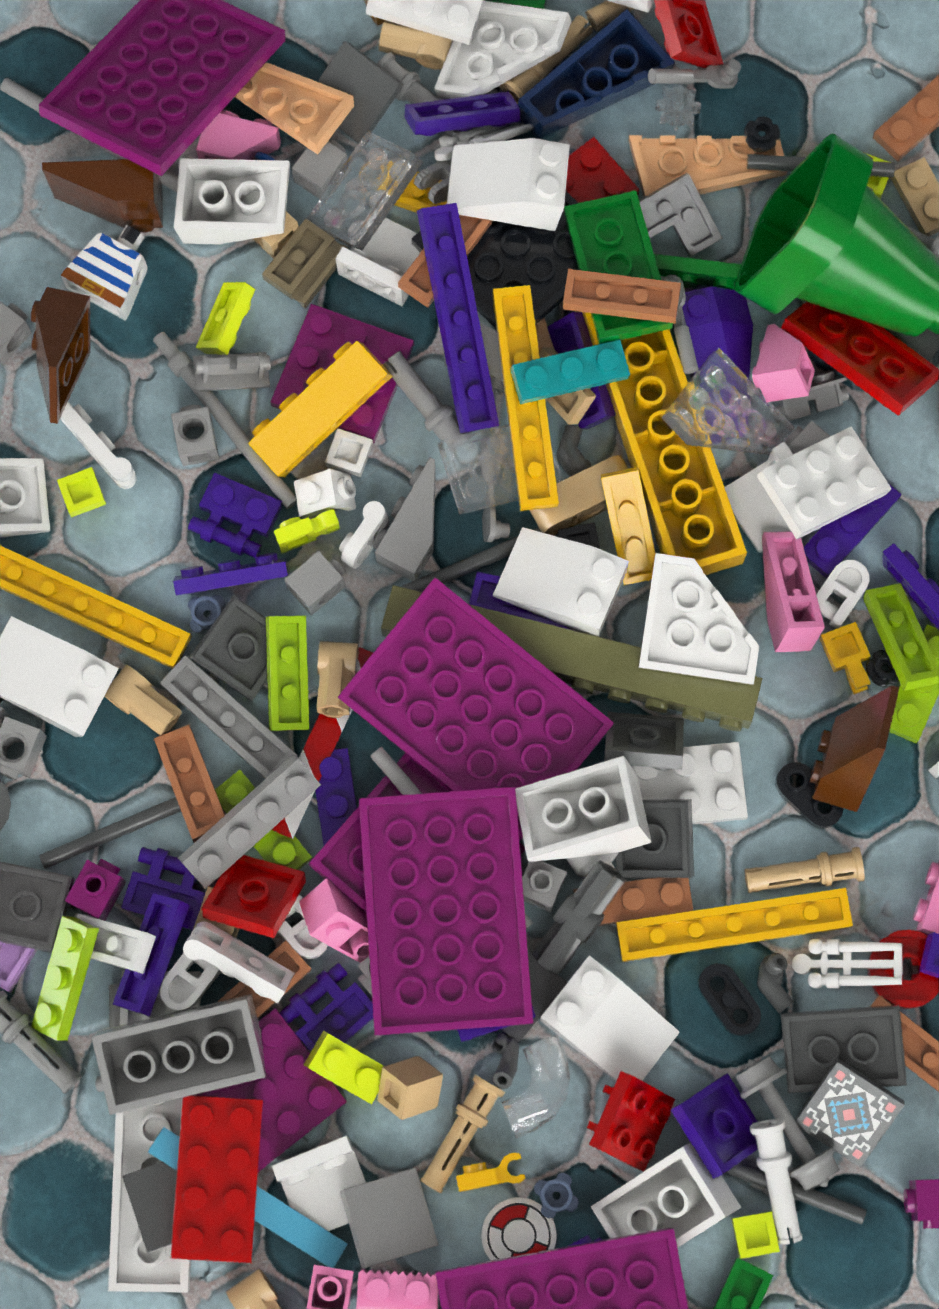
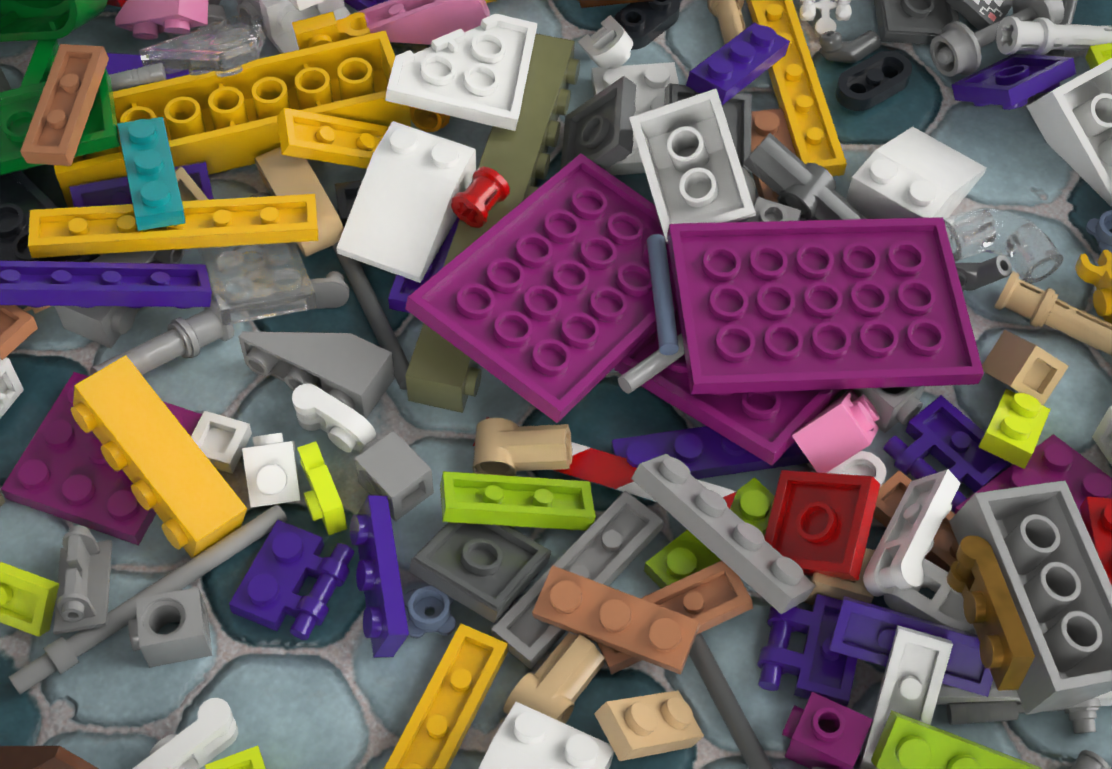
camera: 95 degrees left, 20 degrees down
(105, 763) = (648, 725): none -> tan plate
(159, 999) = (992, 612): none -> pearl gold plate
(182, 741) = (616, 619): none -> nougat plate
(457, 783) = (662, 295): none -> sand blue bar
(557, 636) = (480, 196): none -> red bush
(631, 1121) = (1008, 140): red plate -> none
(722, 866) = (738, 62): none -> dark purple plate
(750, 499) = (326, 29): none -> yellow plate
(756, 752) = (608, 45): none -> white plate

